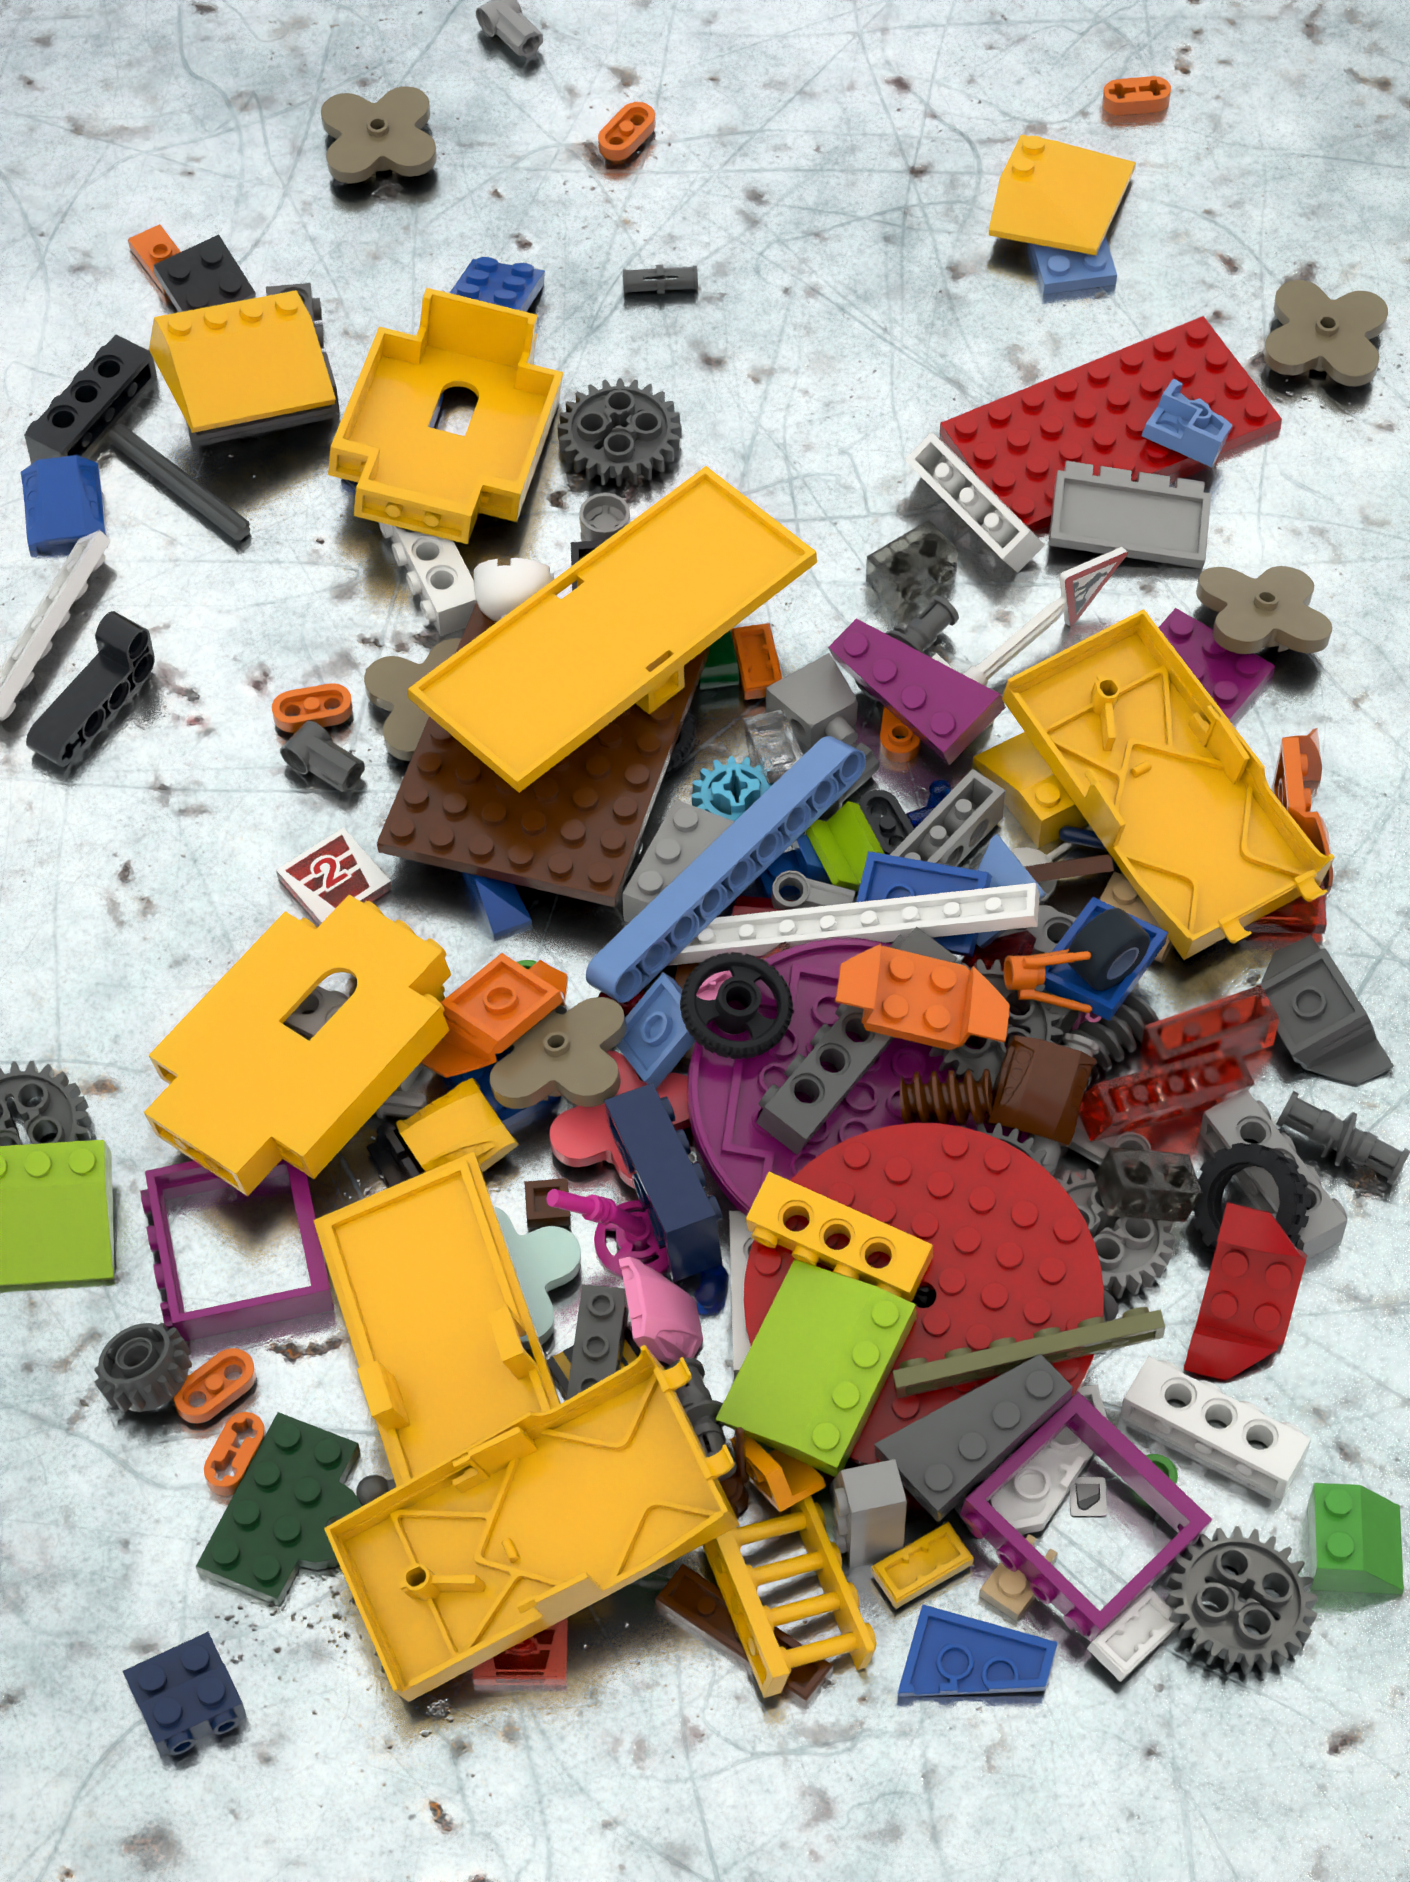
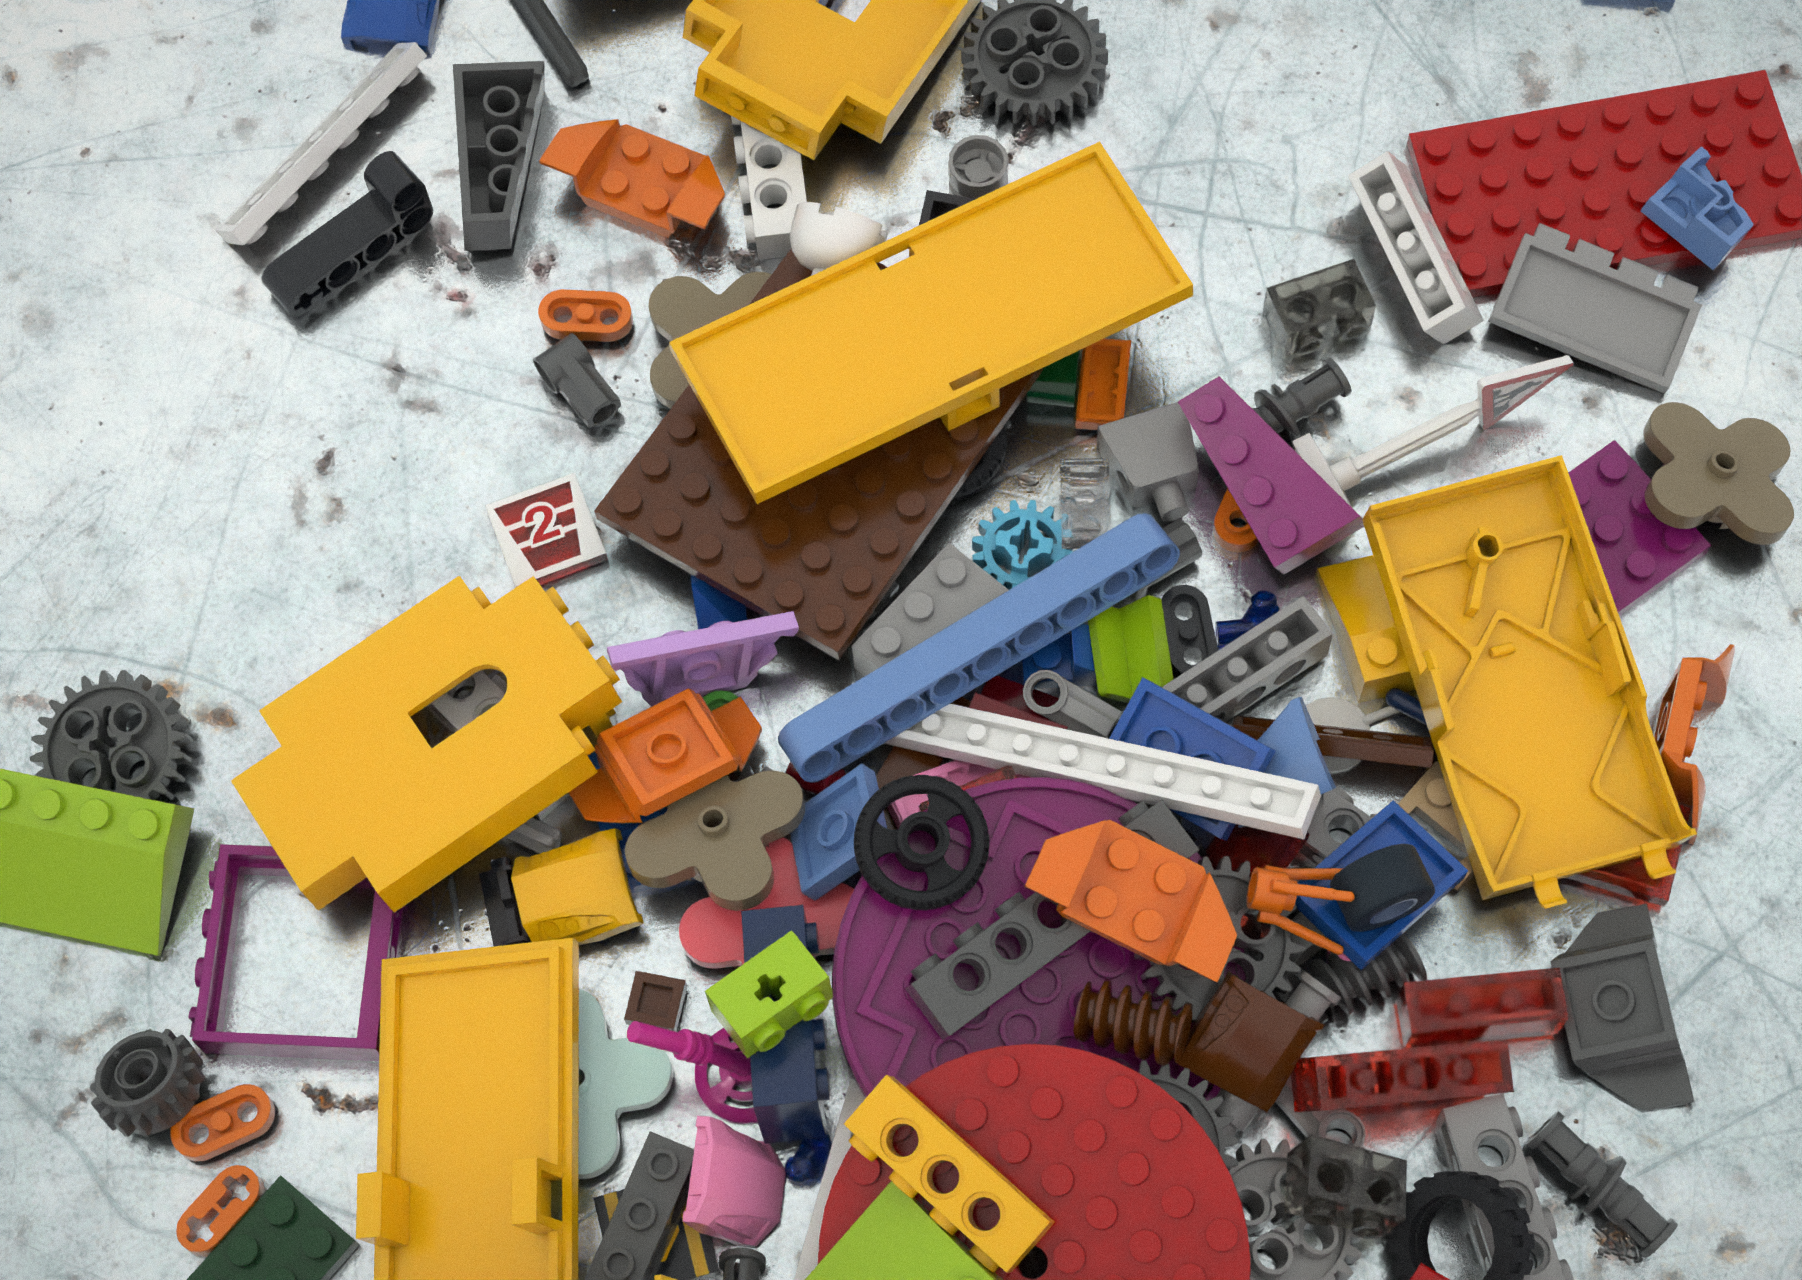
camera: 20 degrees right, 10 degrees up
(189, 591) = (495, 137): none -> dark grey wedge
(321, 593) = (636, 175): none -> orange piece
(510, 927) = (701, 659): none -> lavender wing
(652, 1145) = (782, 971): none -> lime brick

